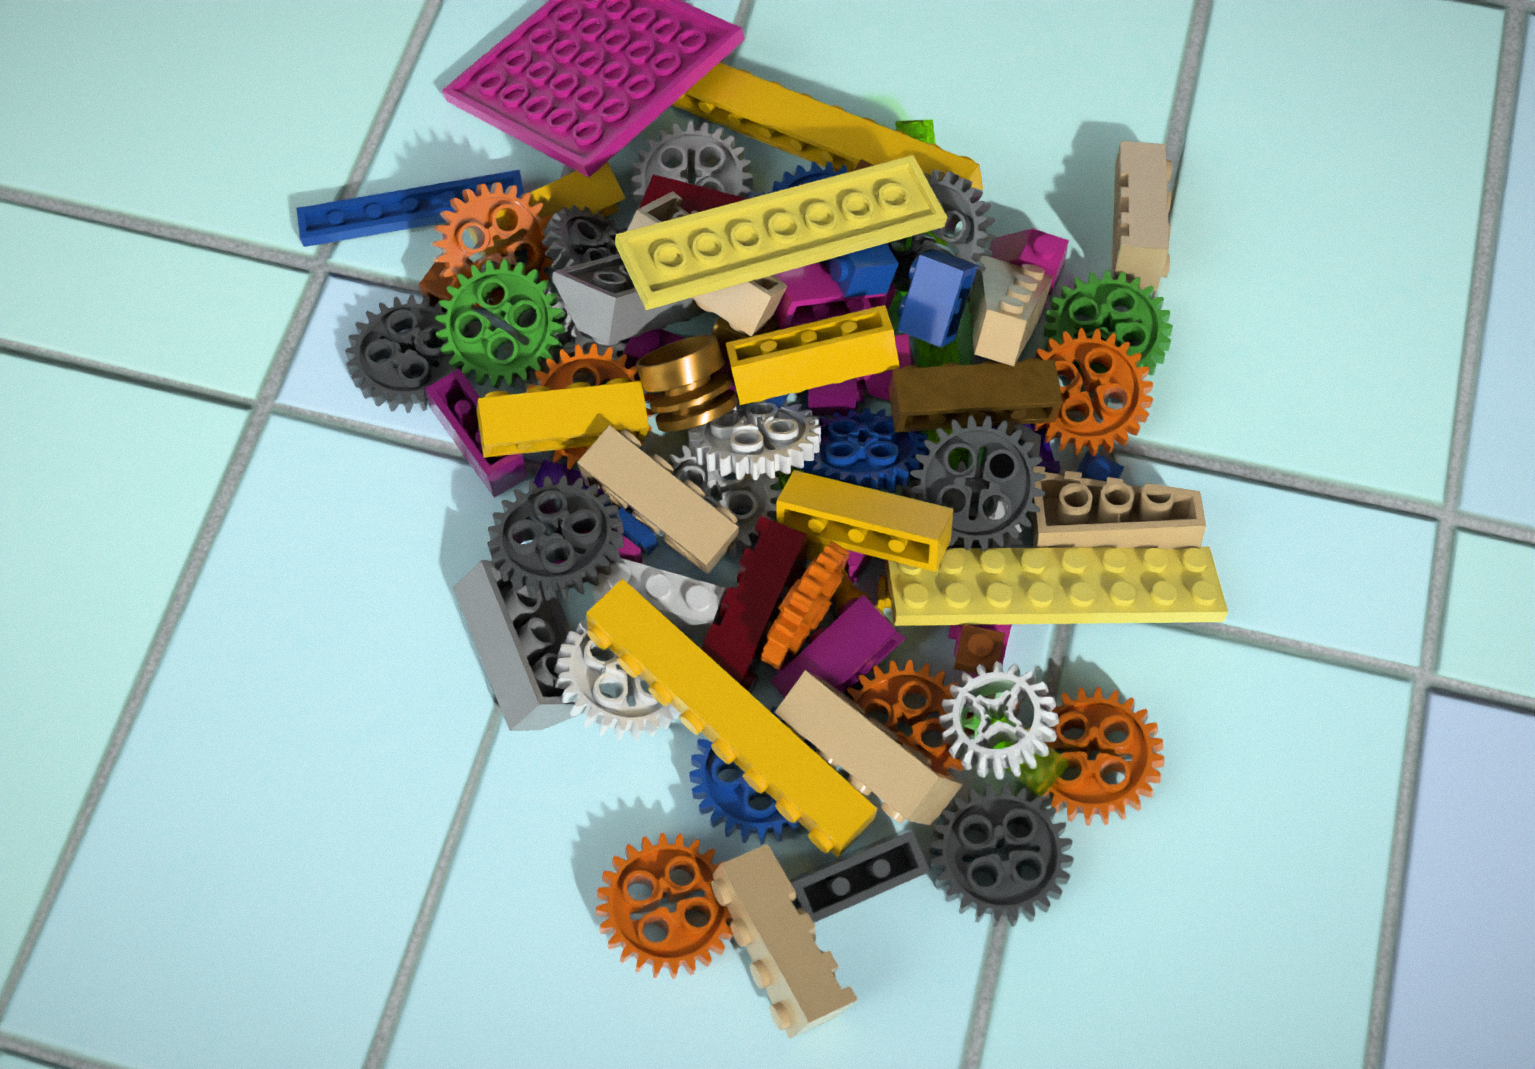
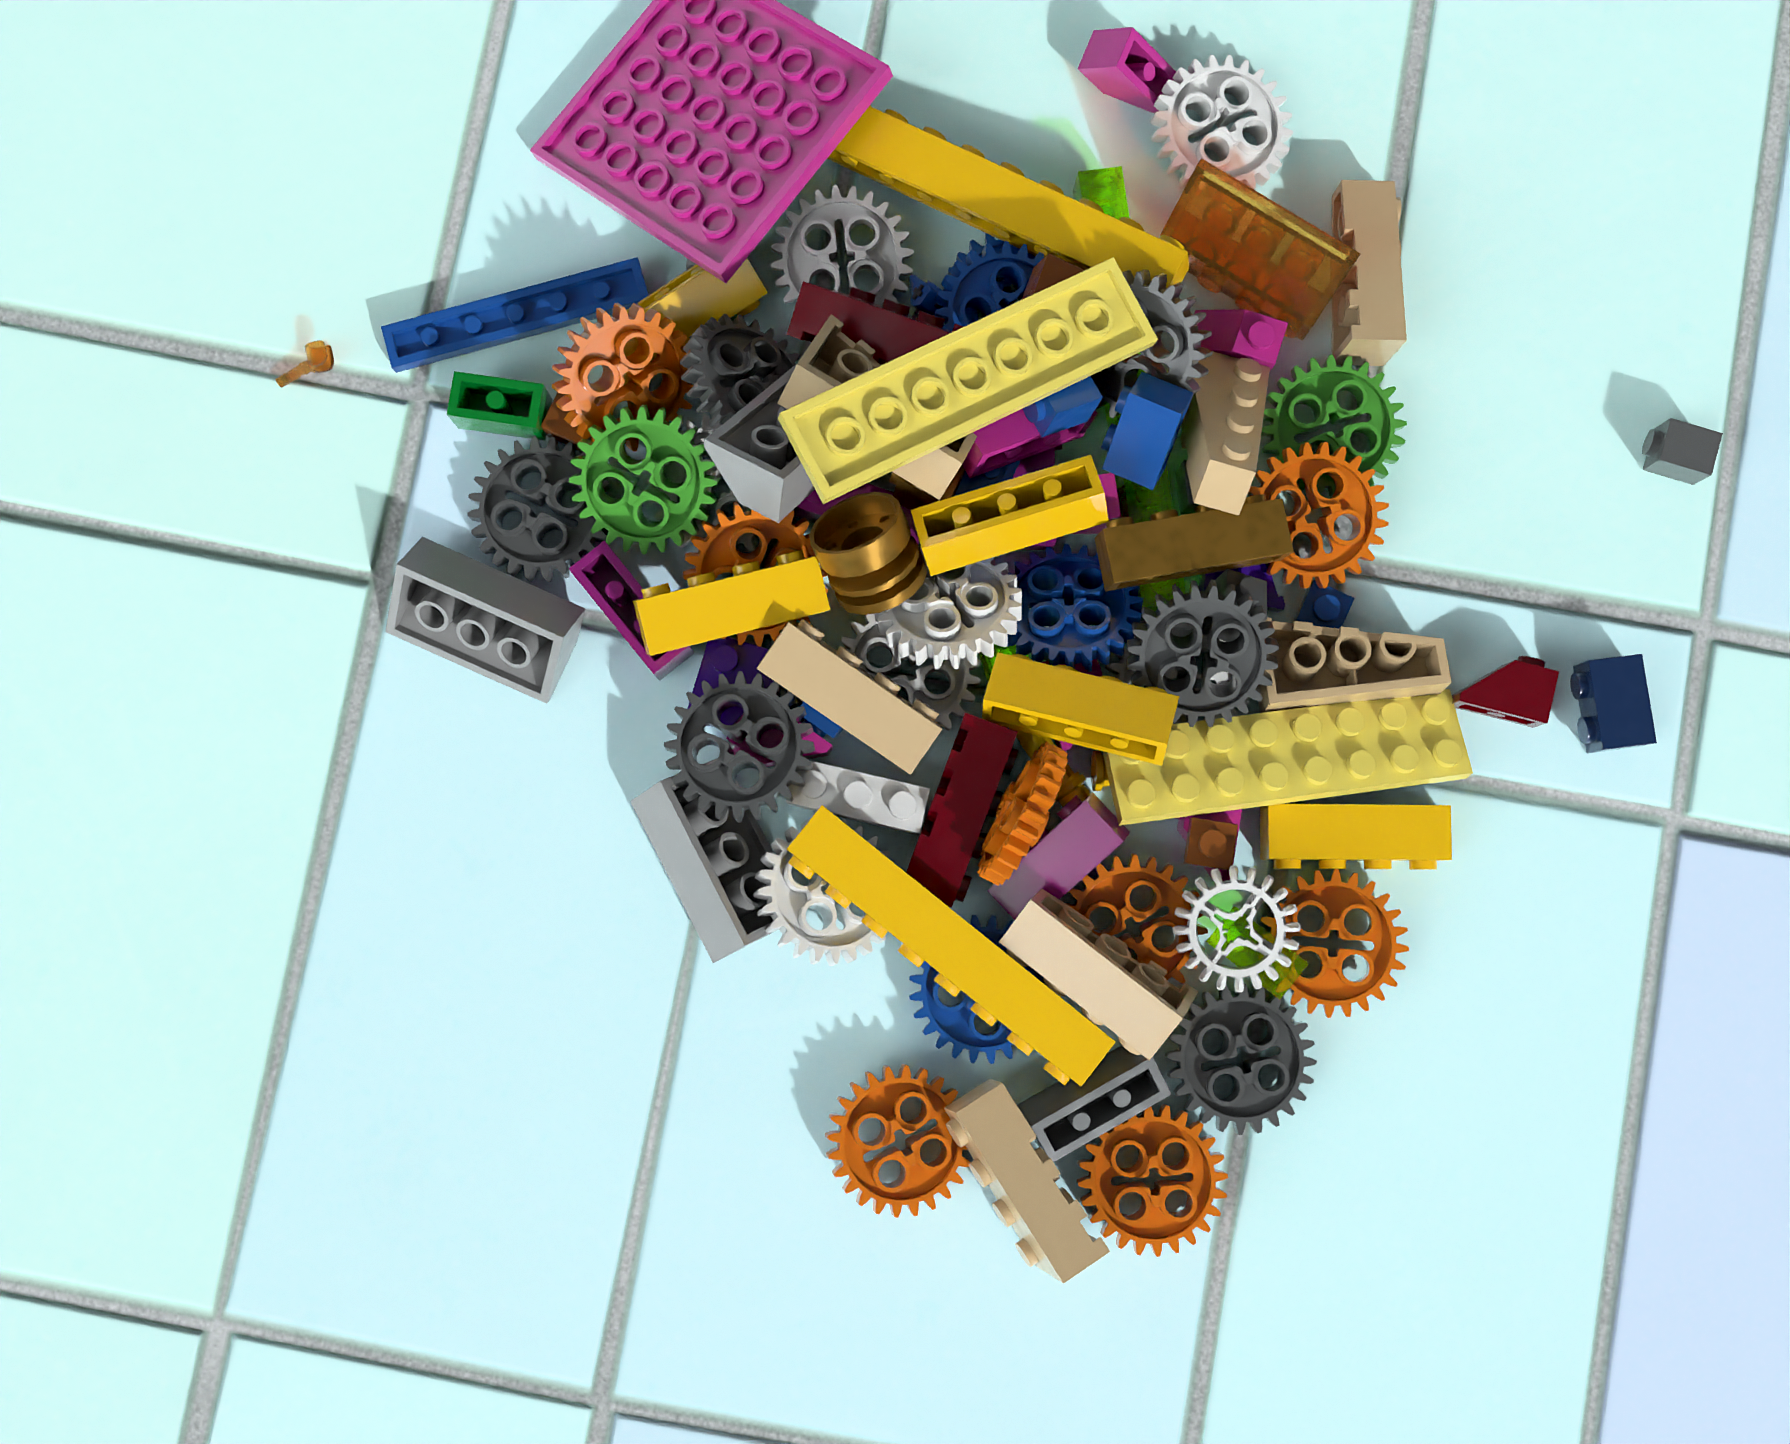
camera: 10 degrees left, 20 degrees up
(239, 234) = (318, 360): none -> clear orange hand
(345, 436) = (483, 619): none -> light grey slope
(384, 268) = (498, 405): none -> green brick
(909, 1001) = (1152, 1221): none -> orange gear
(946, 59) = (1125, 67): none -> dark pink slope
(1021, 103) = (1203, 92): none -> white gear
(1046, 181) = (1257, 250): none -> clear orange slope
(1120, 661) = (1355, 834): none -> yellow brick
(1263, 552) = (1513, 693): none -> dark red slope
(1361, 567) = (1613, 704): none -> dark blue brick
(1419, 366) = (1681, 451): none -> dark grey brick

